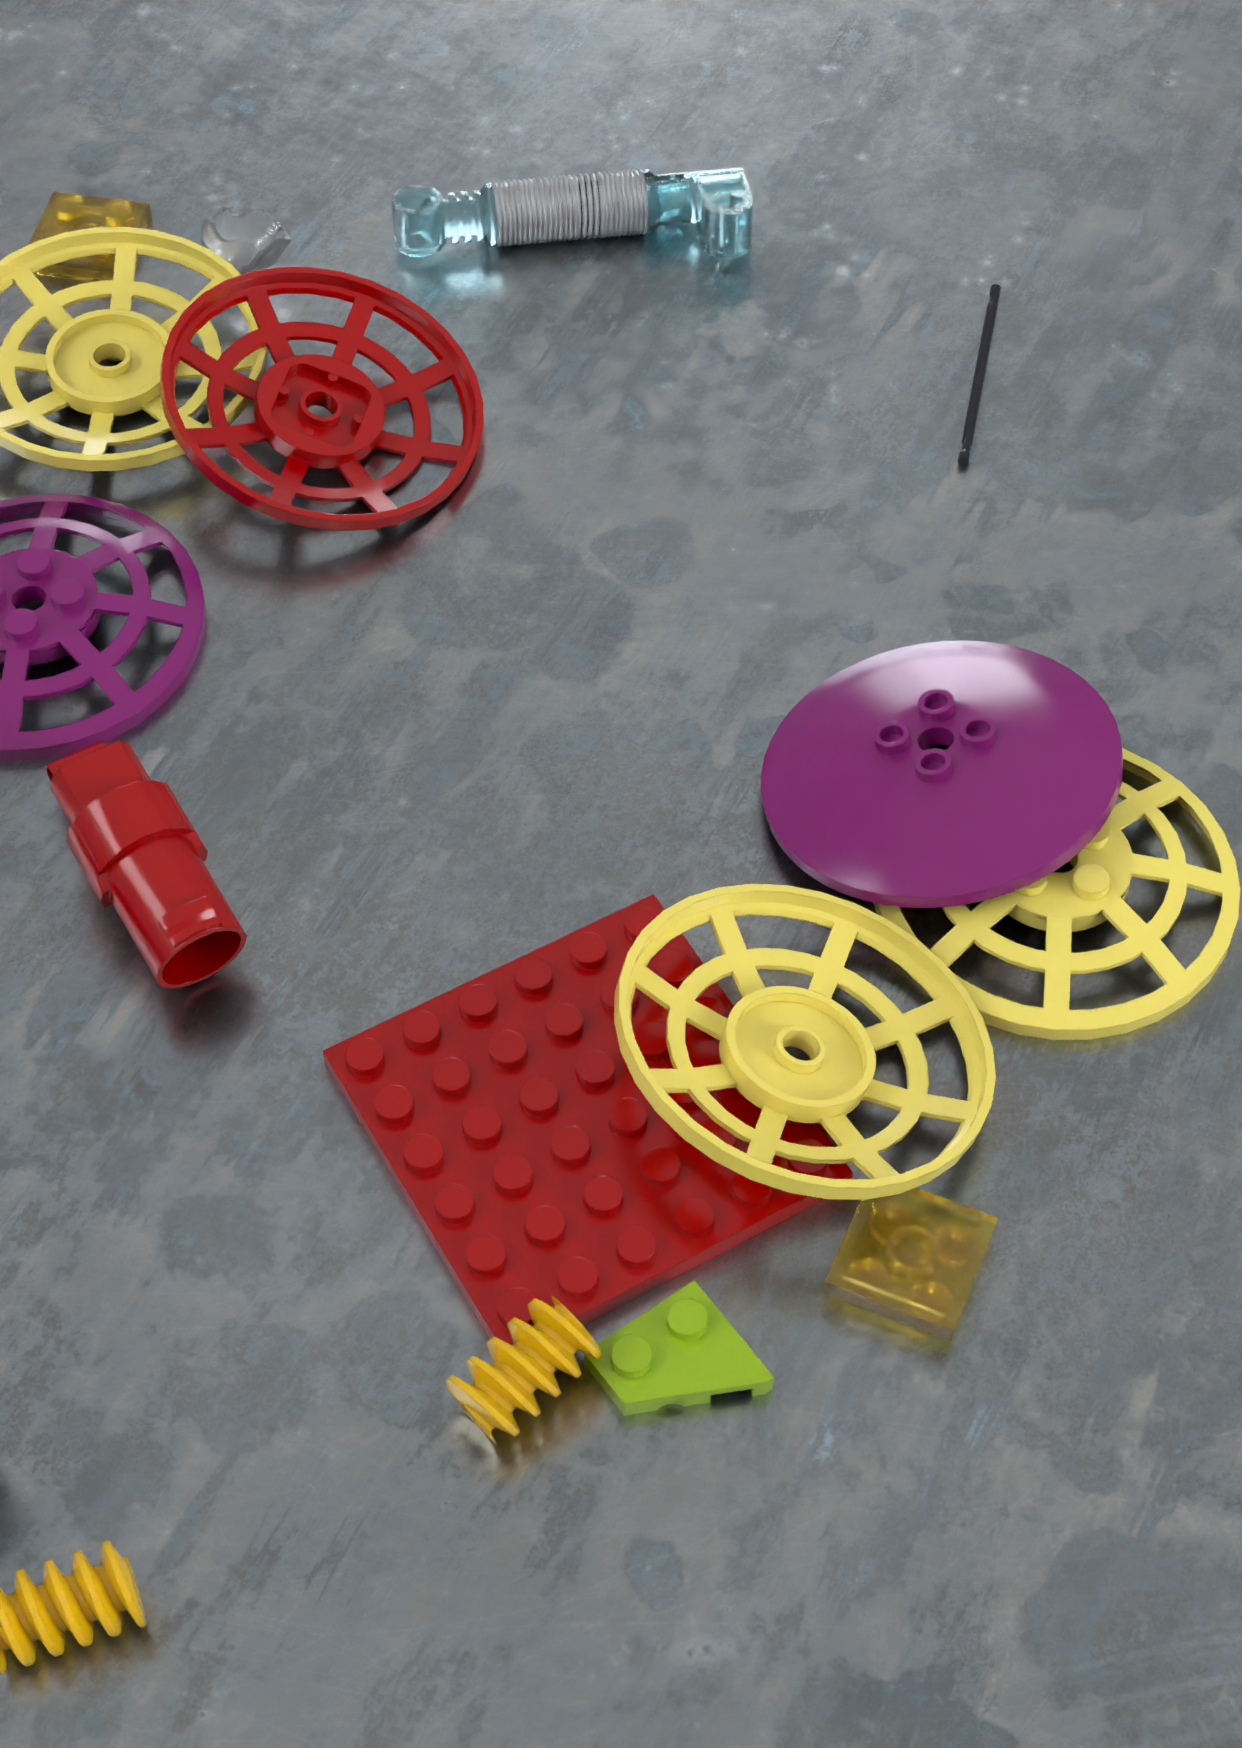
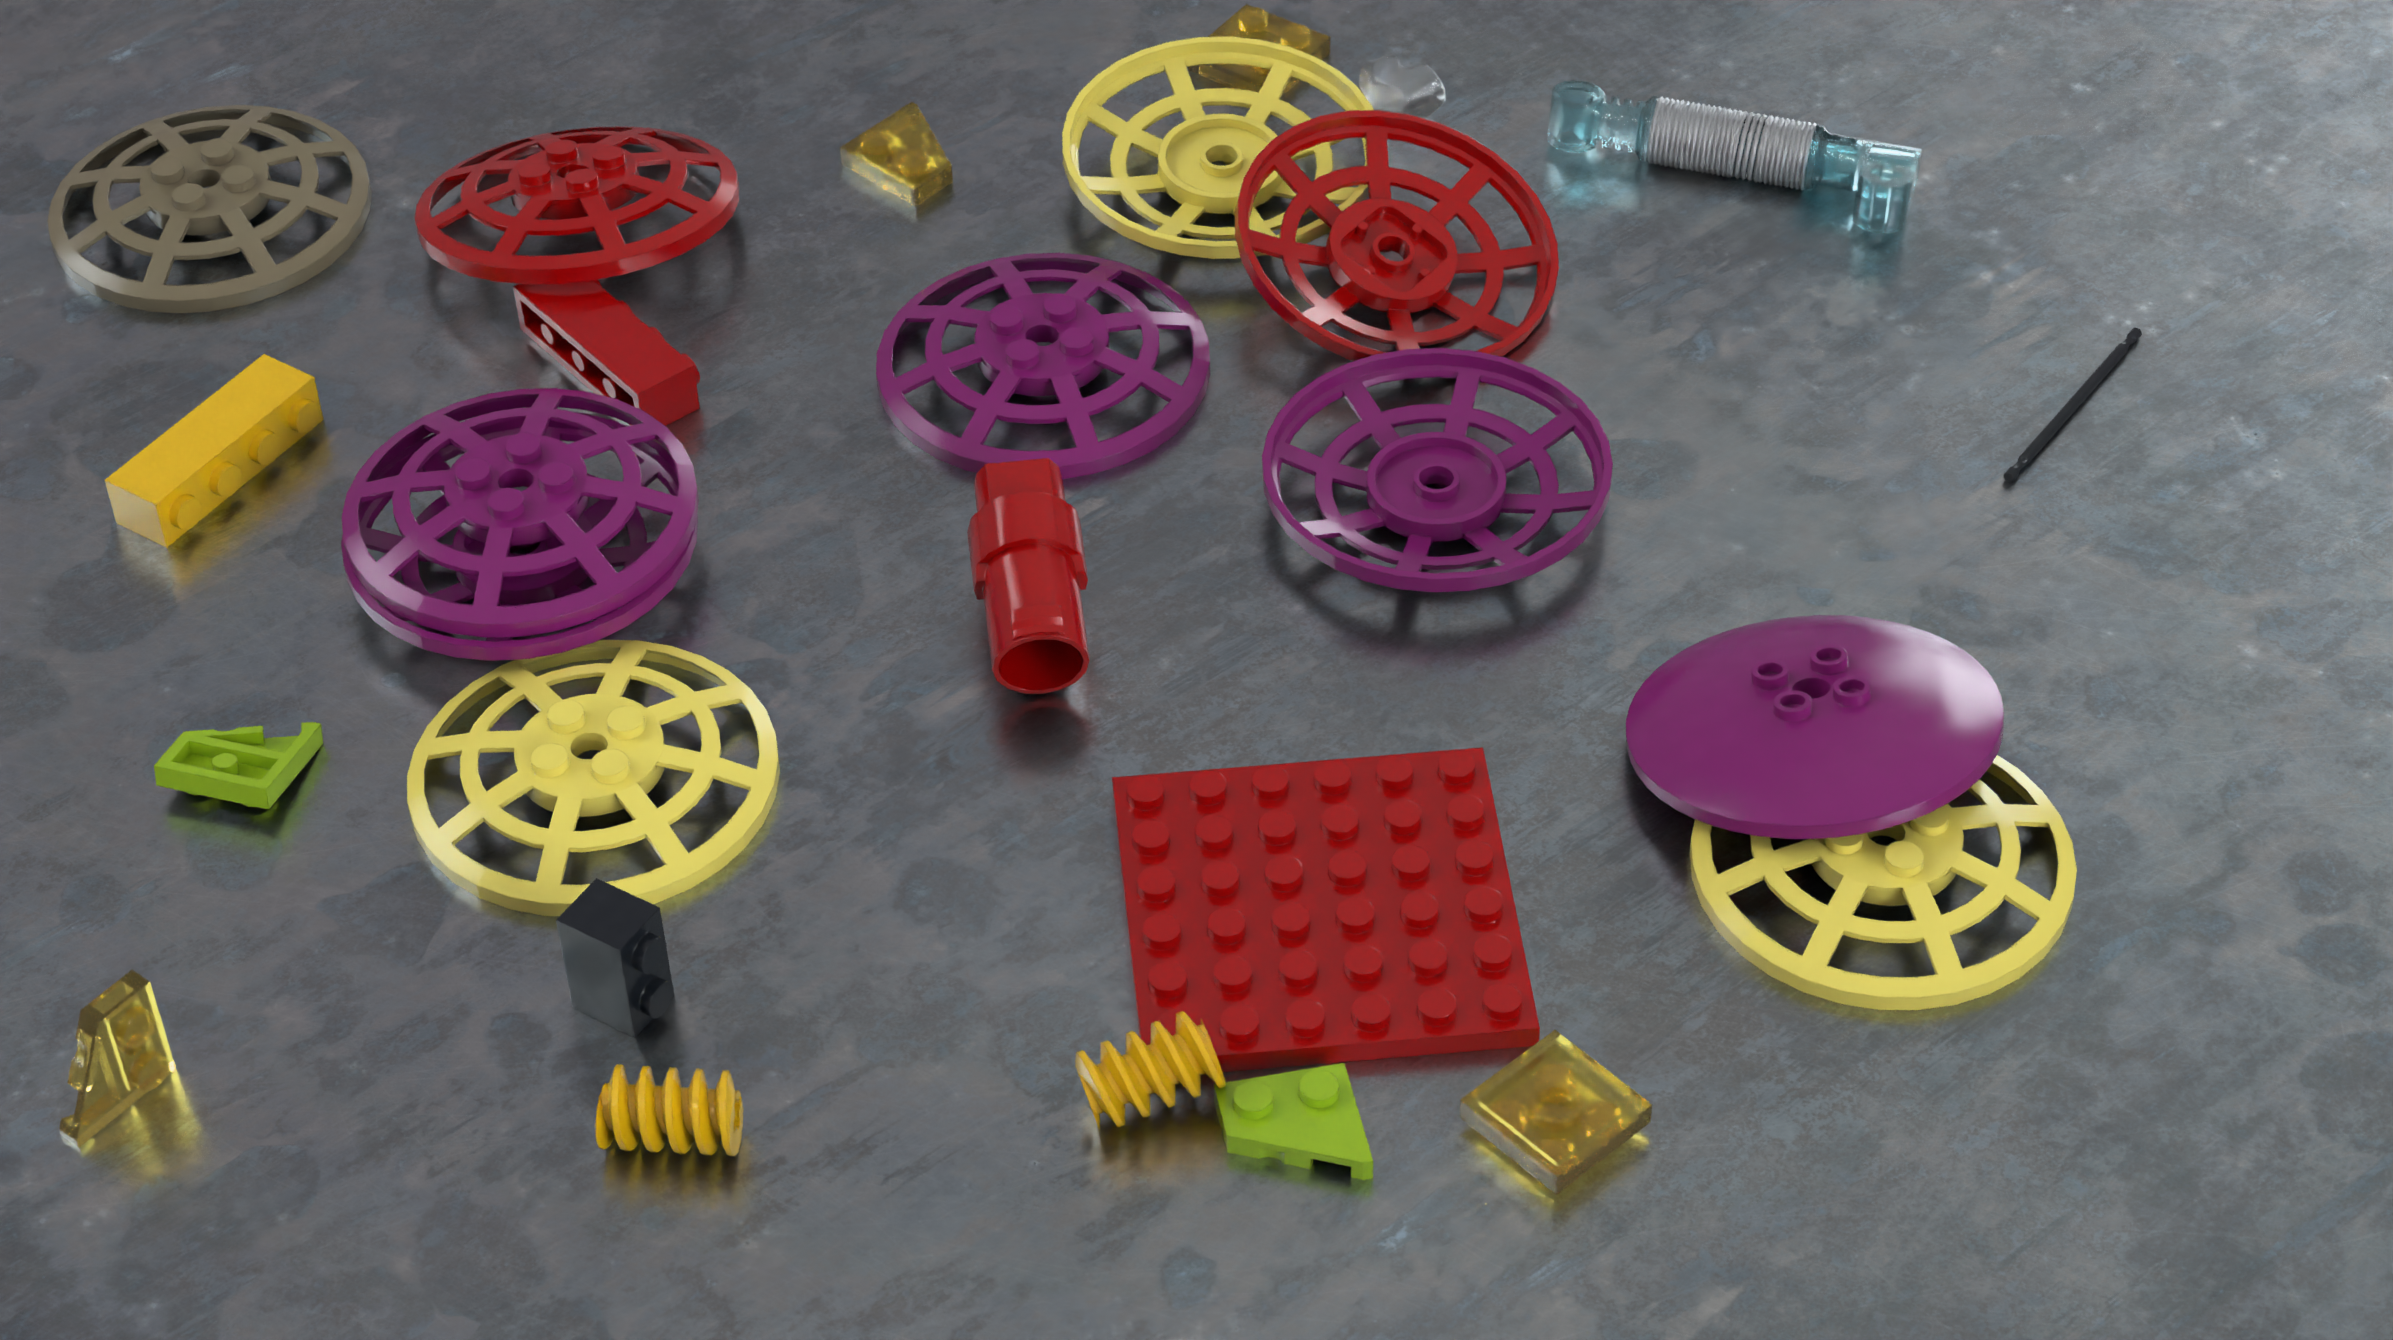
camera: 25 degrees right, 10 degrees down
(469, 606) = (1464, 468): none -> magenta dish
(807, 1019) = (1523, 875): light yellow dish -> none

